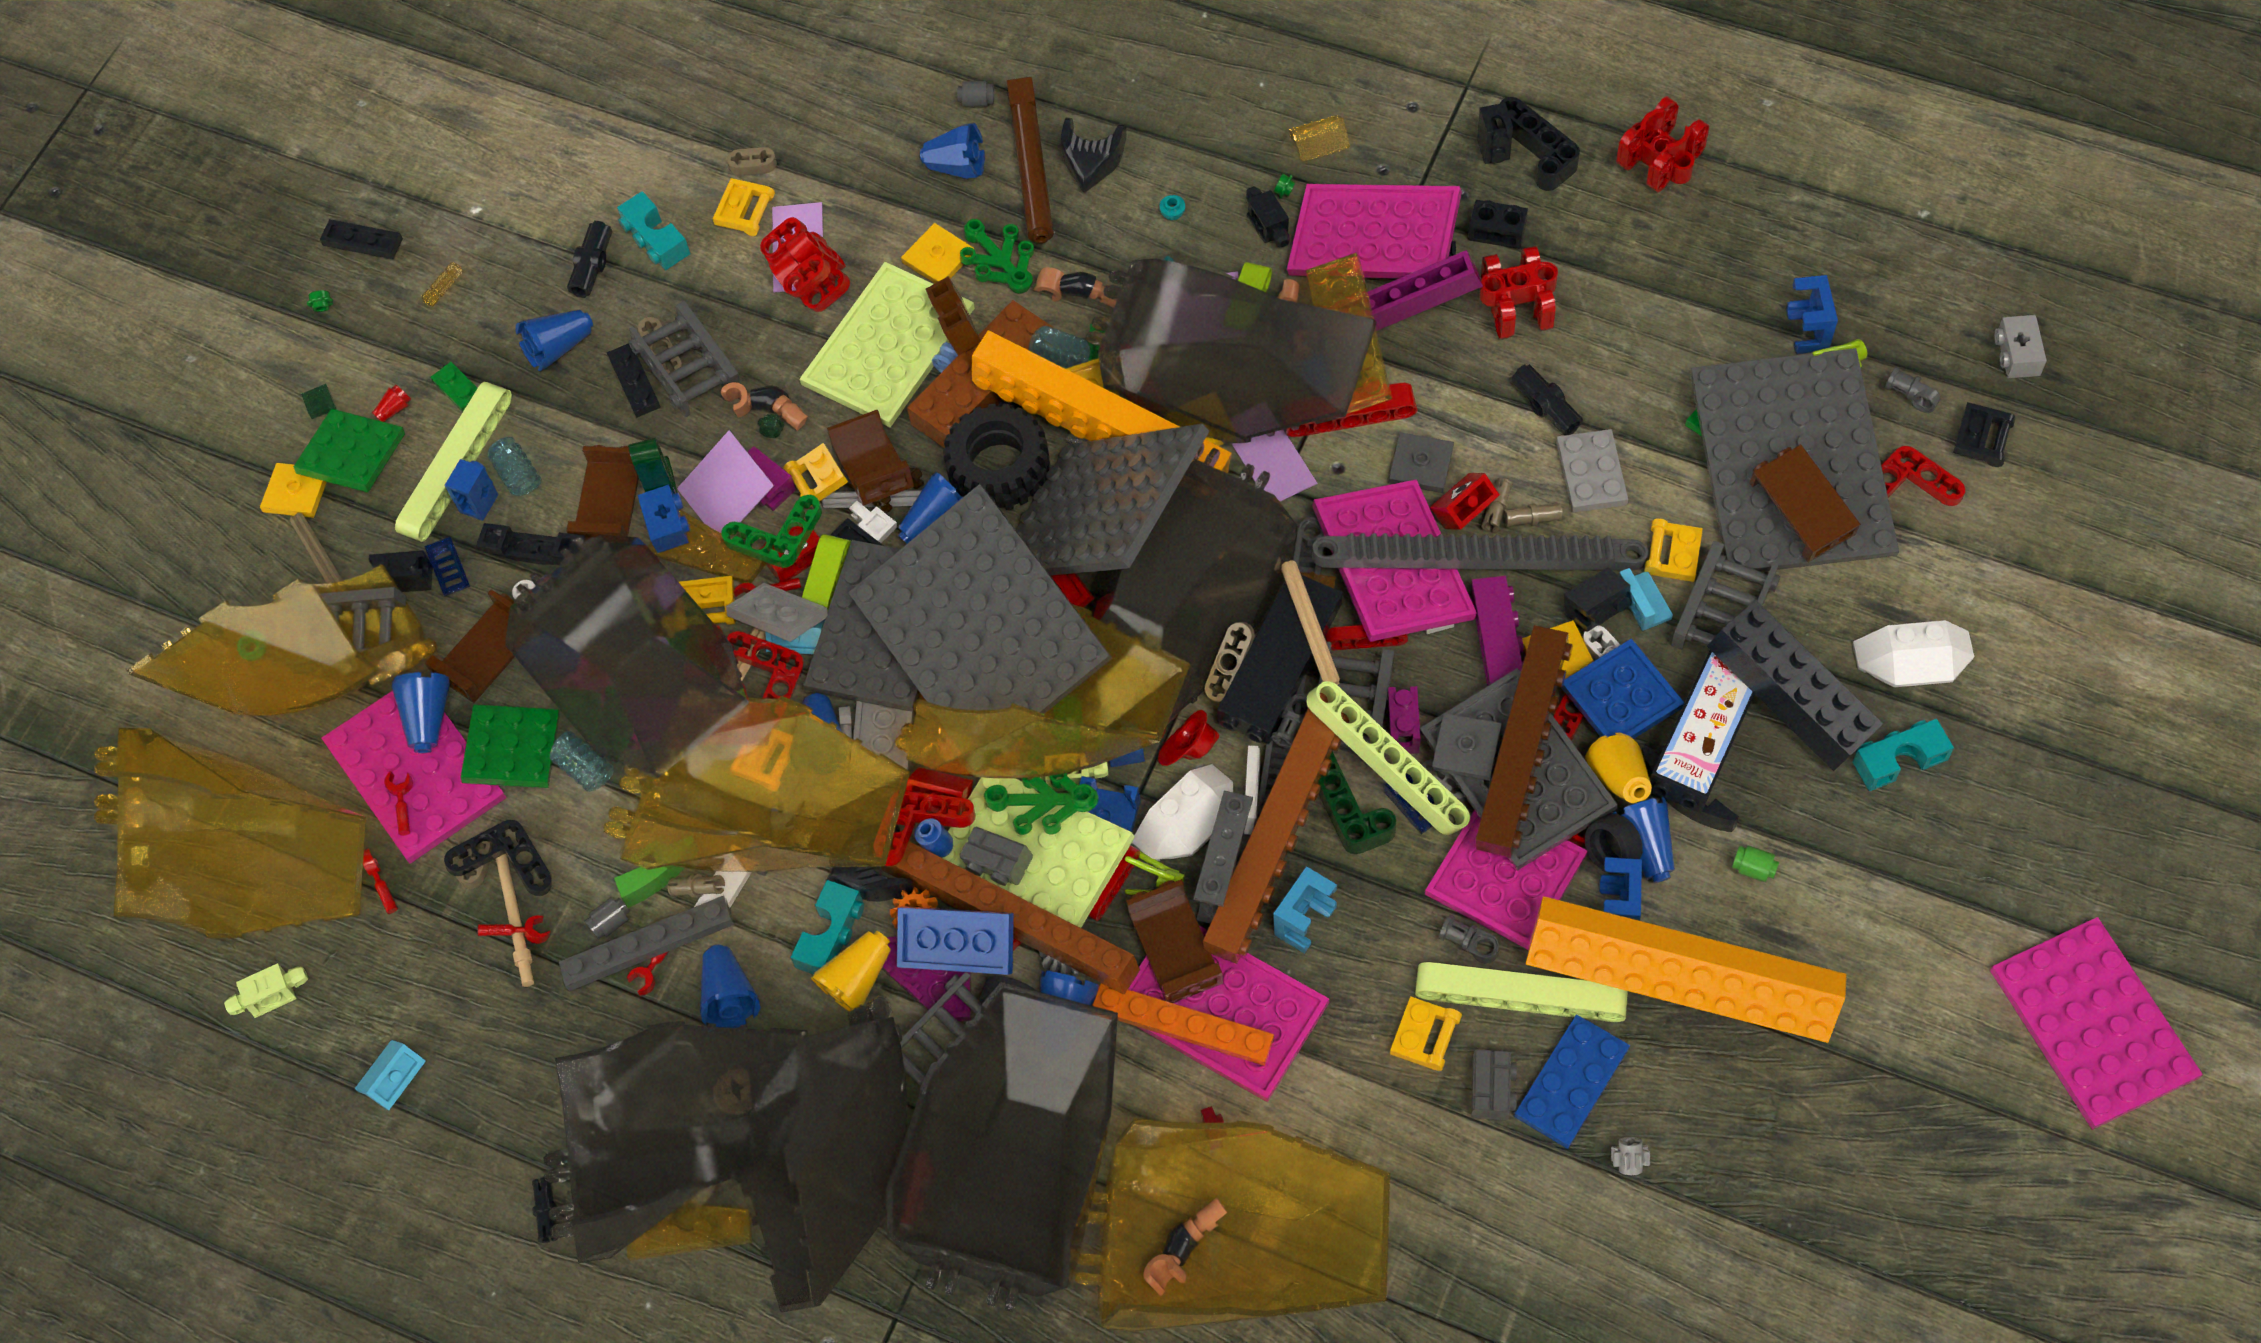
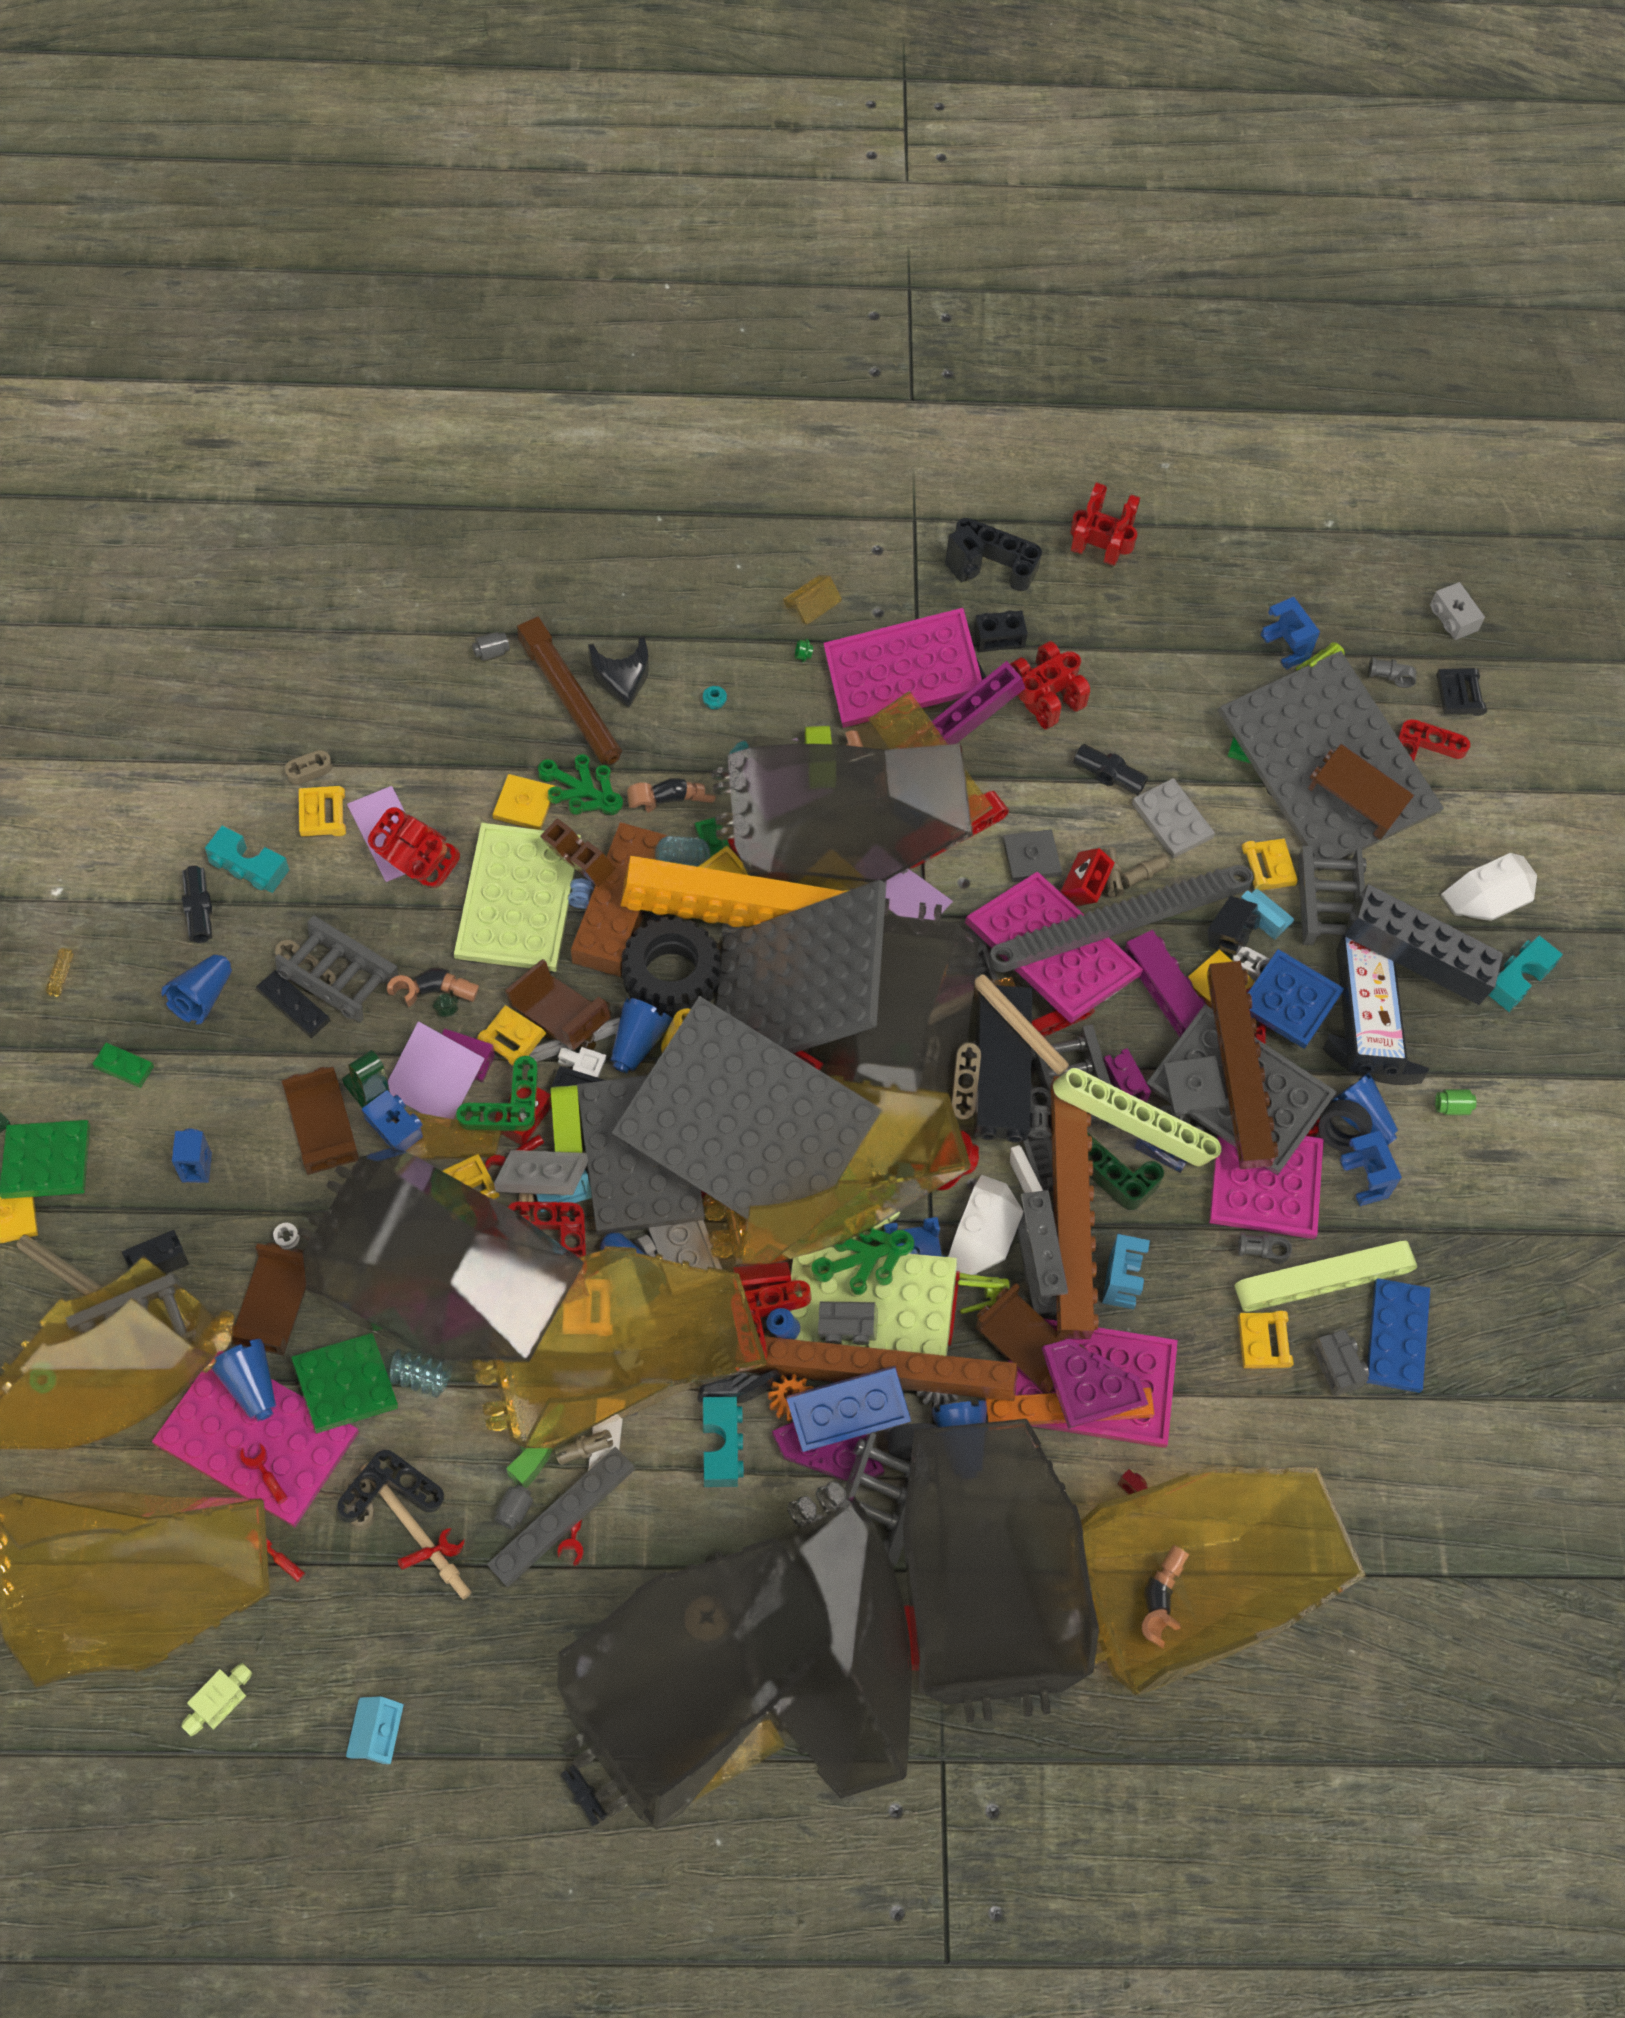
camera: 35 degrees left, 0 degrees up
(391, 403) = (66, 1100): red cone -> none
(442, 547) = (191, 1216): clear blue slope -> none
(463, 443) = (155, 1136): yellowish green beam -> none
(513, 466) = (218, 1122): clear light blue piece -> none
(526, 547) = (273, 1191): black slope -> none
(725, 990) = (656, 1529): blue cone -> none
(854, 970) = (767, 1470): yellow cone -> none
(955, 152) = (498, 705): blue cone -> none
(1206, 1006) = (1089, 1384): none -> magenta plate
(1268, 216) = (803, 681): black piece -> none
(1620, 767) = (1325, 1060): yellow cone -> none
(1630, 1156) = (1475, 1379): light grey gear -> none
(1687, 969) = (1450, 1208): light orange brick -> none

